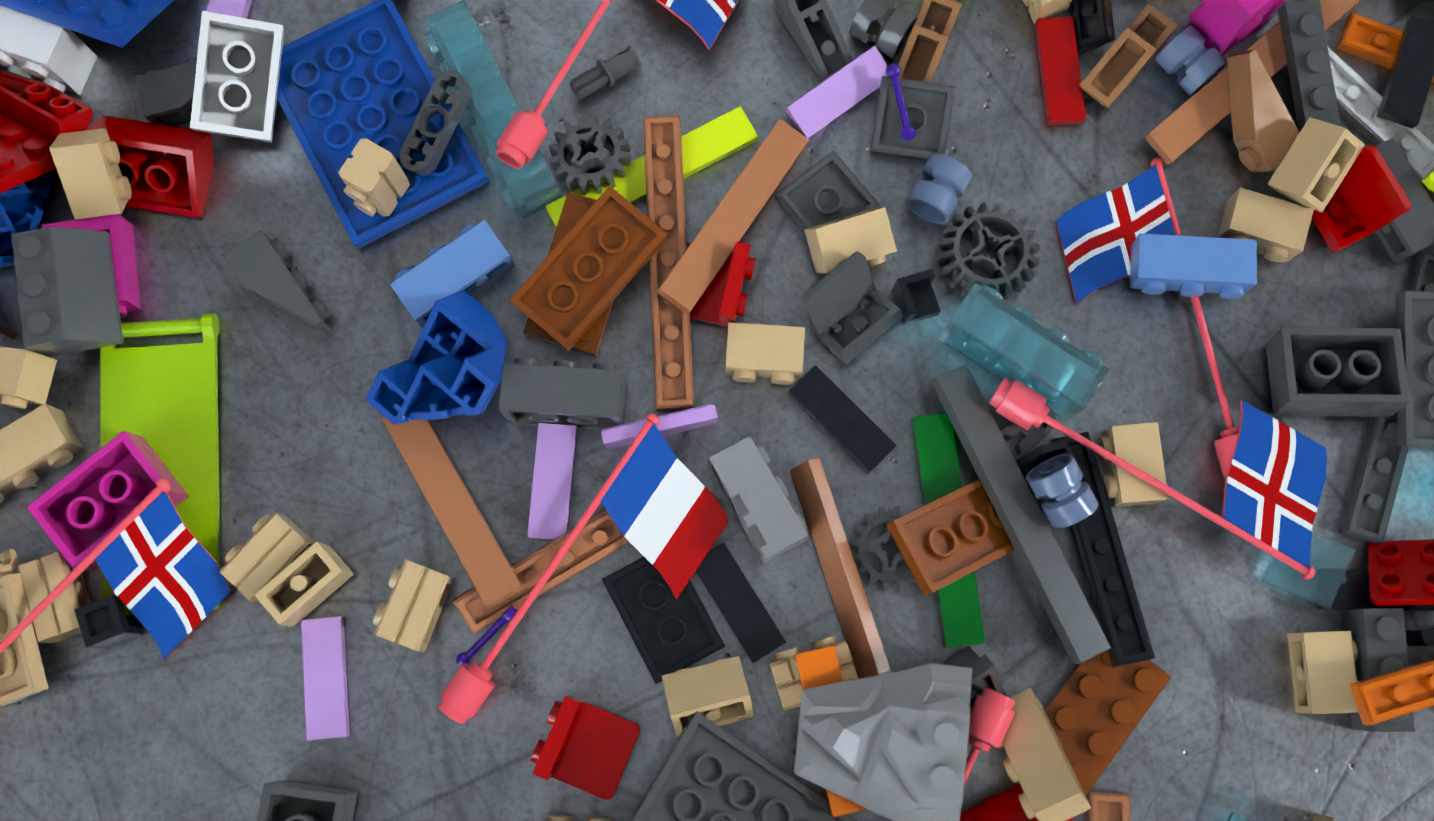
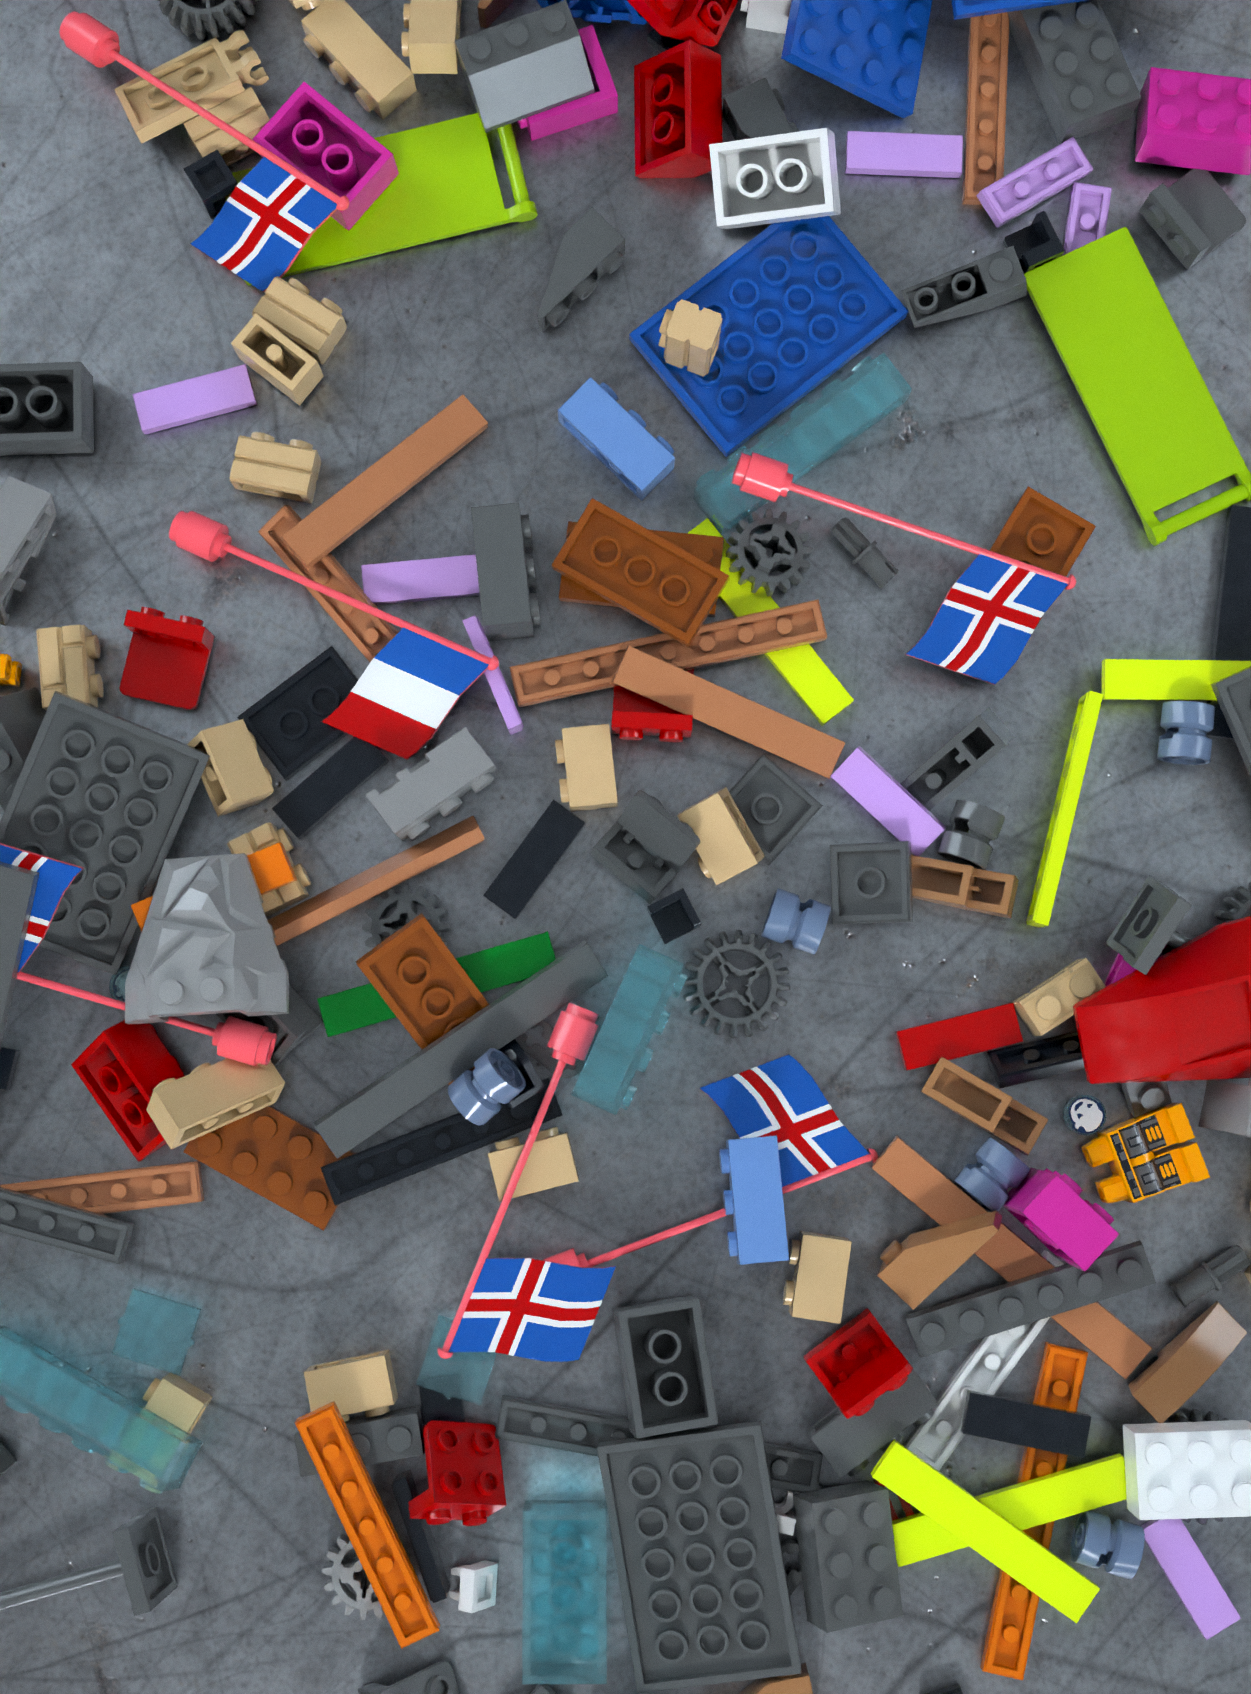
camera: 80 degrees right, 5 degrees up
(90, 173) = (649, 59): tan brick -> none
(430, 107) = (798, 382): dark grey beam -> none
(449, 369) = (512, 452): blue brick -> none
(466, 657) = (235, 529): dark purple hinge -> none
(908, 132) = (853, 879): dark purple hinge -> none
(1316, 164) = (885, 1316): tan brick -> none

